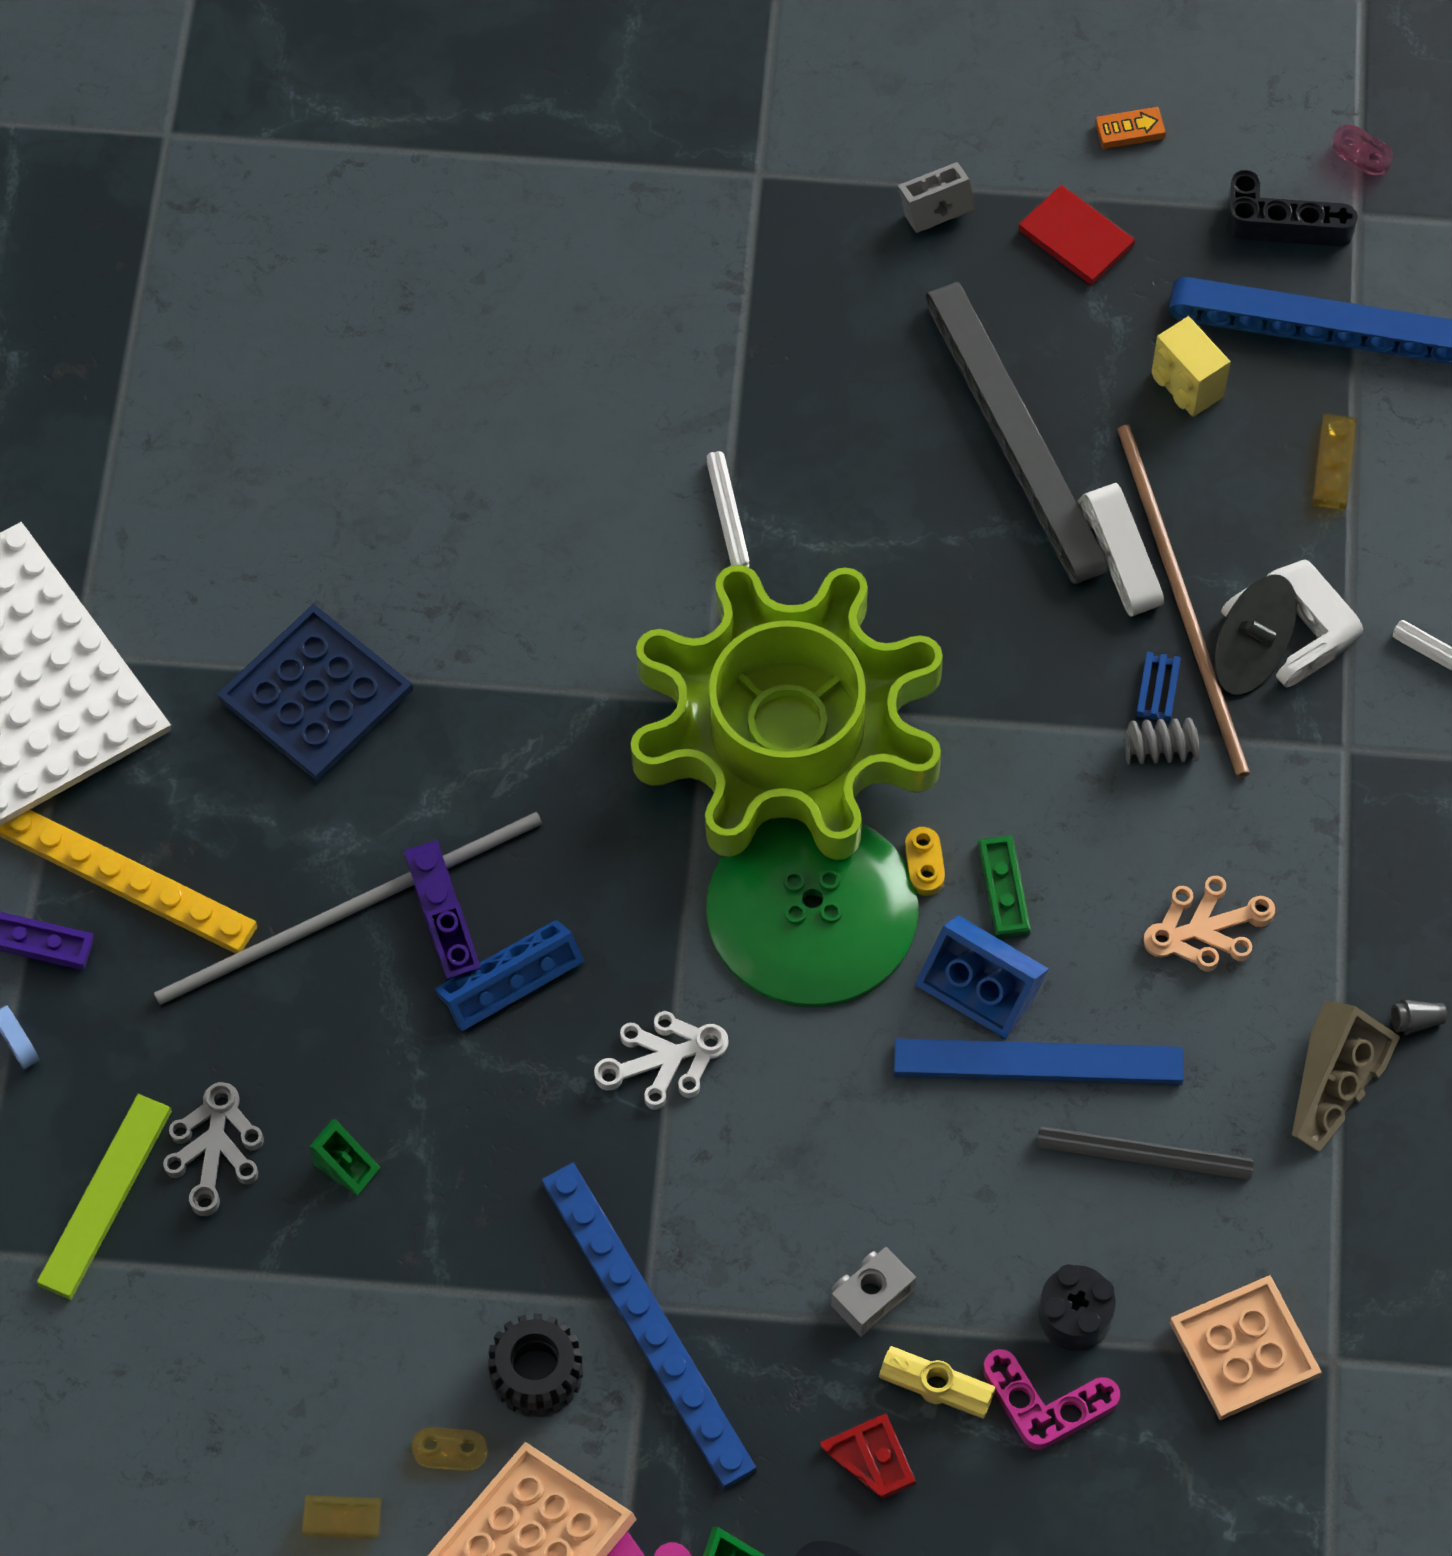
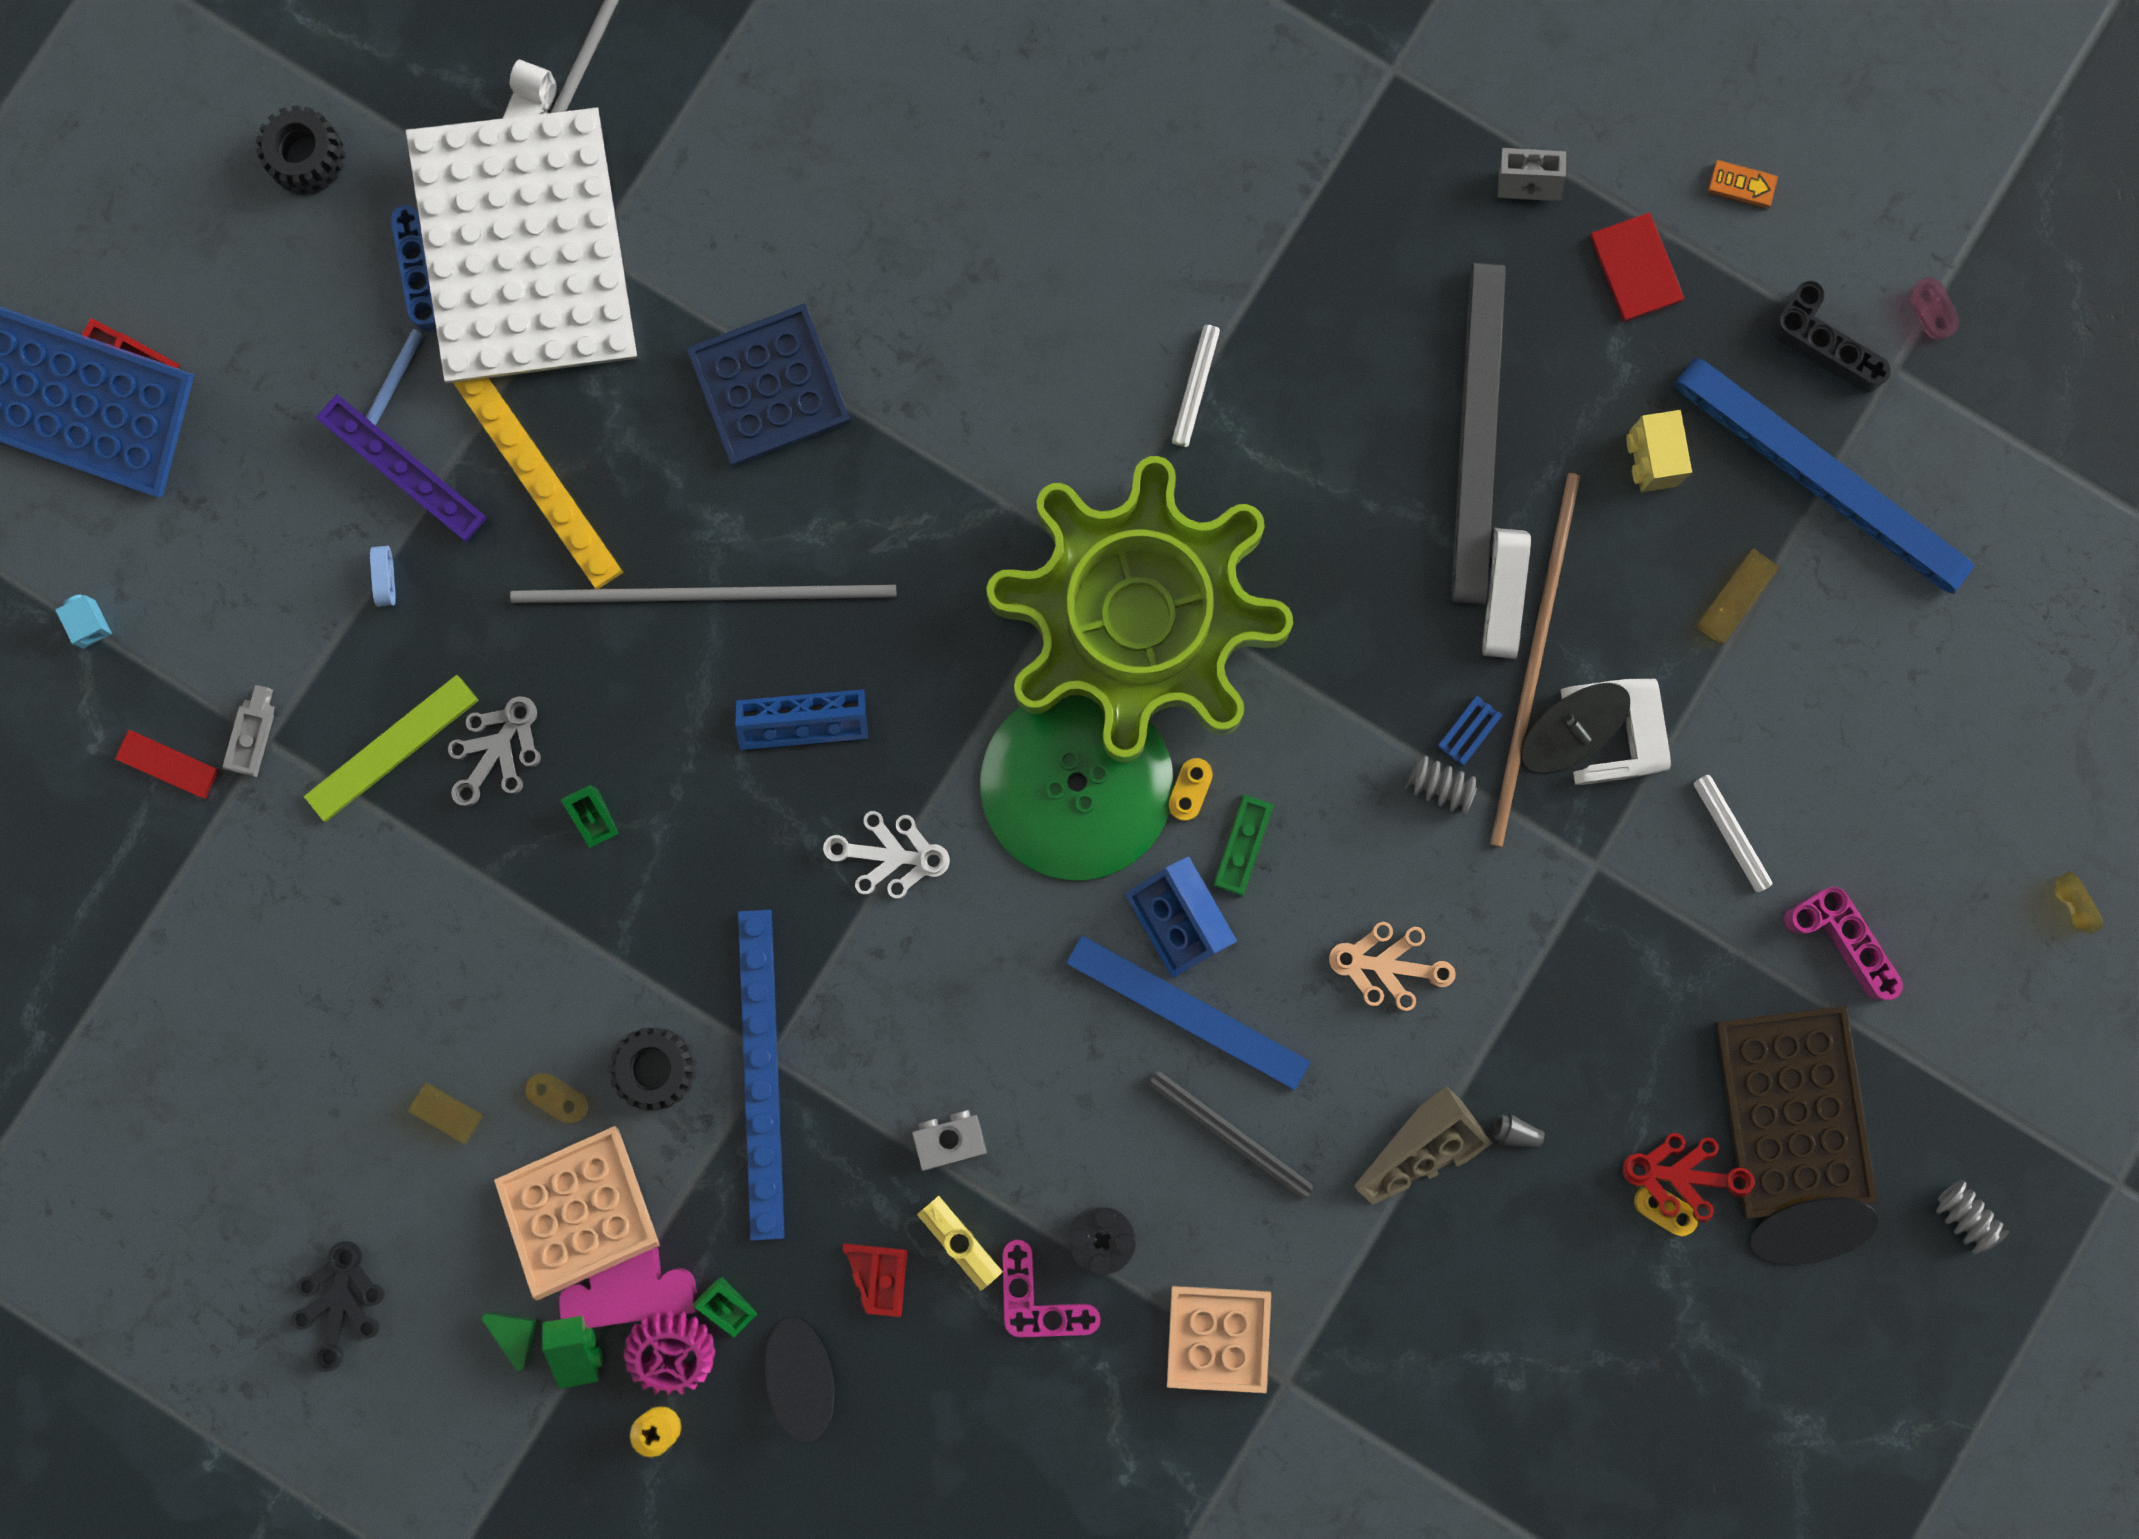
camera: 25 degrees right, 20 degrees up
(441, 910) = (773, 639): dark purple slope -> none

